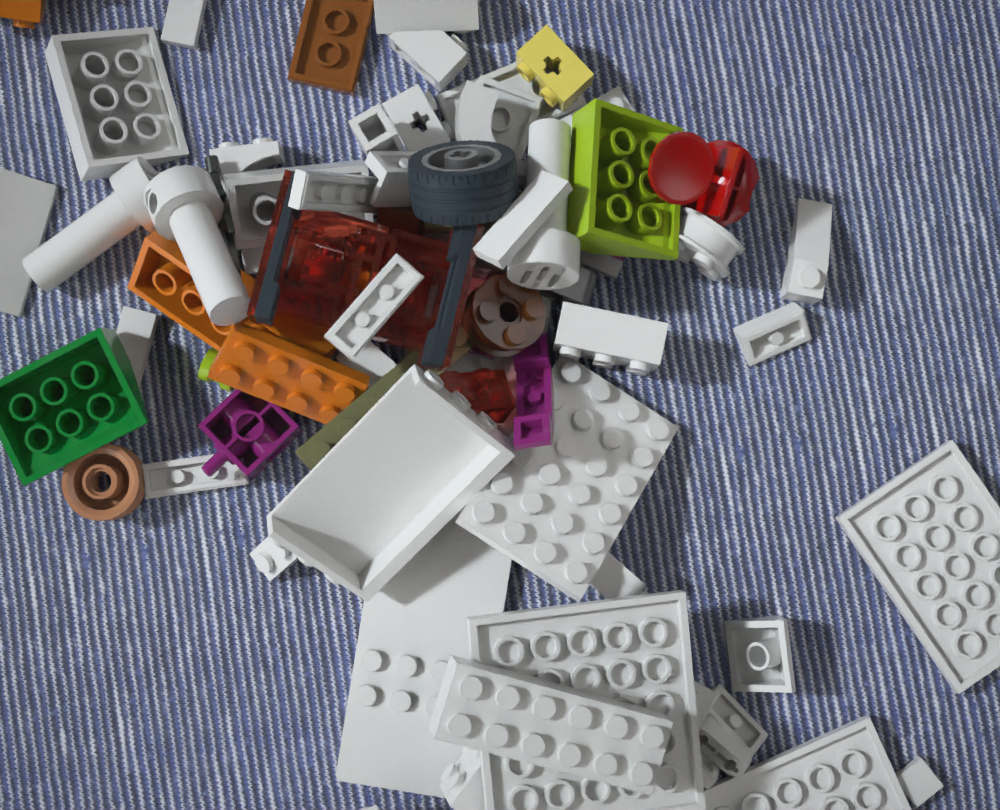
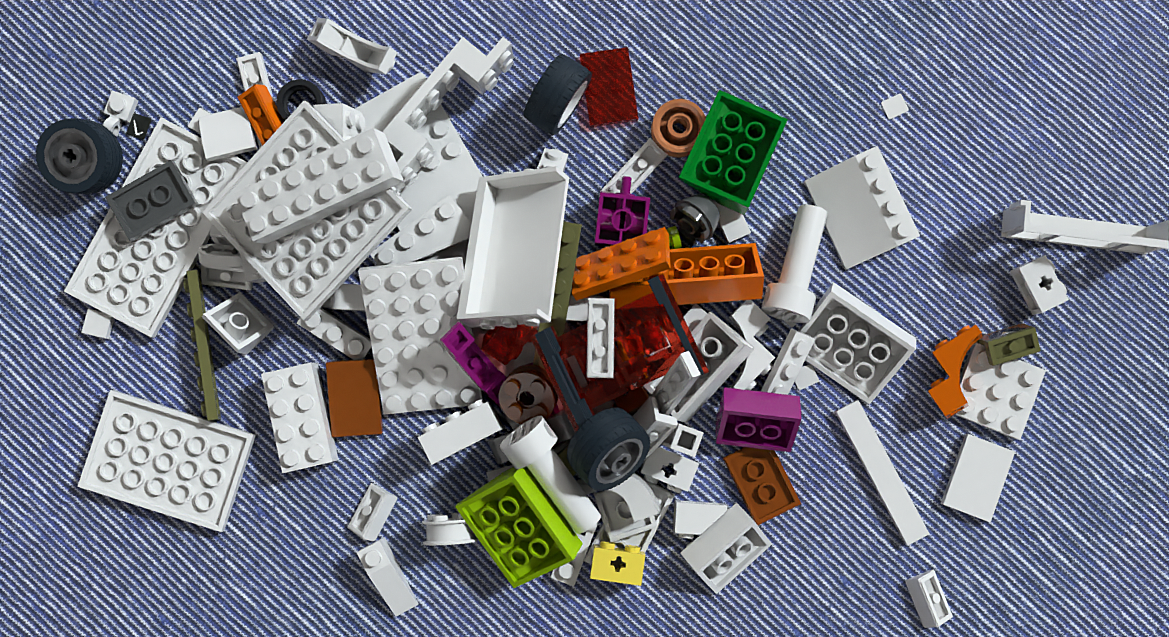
camera: 135 degrees right, 0 degrees up
(143, 593) = (611, 88): none -> clear red plate
(167, 366) = (696, 218): none -> dark grey cone
(187, 210) = (753, 310): white piece -> none
(196, 109) = (806, 377): none -> white sticker
(204, 625) = (557, 94): none -> black wheel
(205, 130) = (788, 363): none -> white plate
(226, 222) = (732, 324): pearl dark grey piece -> none
(273, 733) = (463, 62): none -> white bracket
(281, 98) = (758, 419): none -> magenta brick
(472, 584) = (431, 232): none -> white wing
(522, 219) = (555, 453): white tile -> none
(660, 552) = (337, 334): none -> white plate
(696, 471) = (354, 398): none -> dark orange tile
(704, 176) = (477, 567): red piece -> none
(772, 495) = (299, 417): none -> white brick
(812, 675) = (203, 357): none -> olive plate

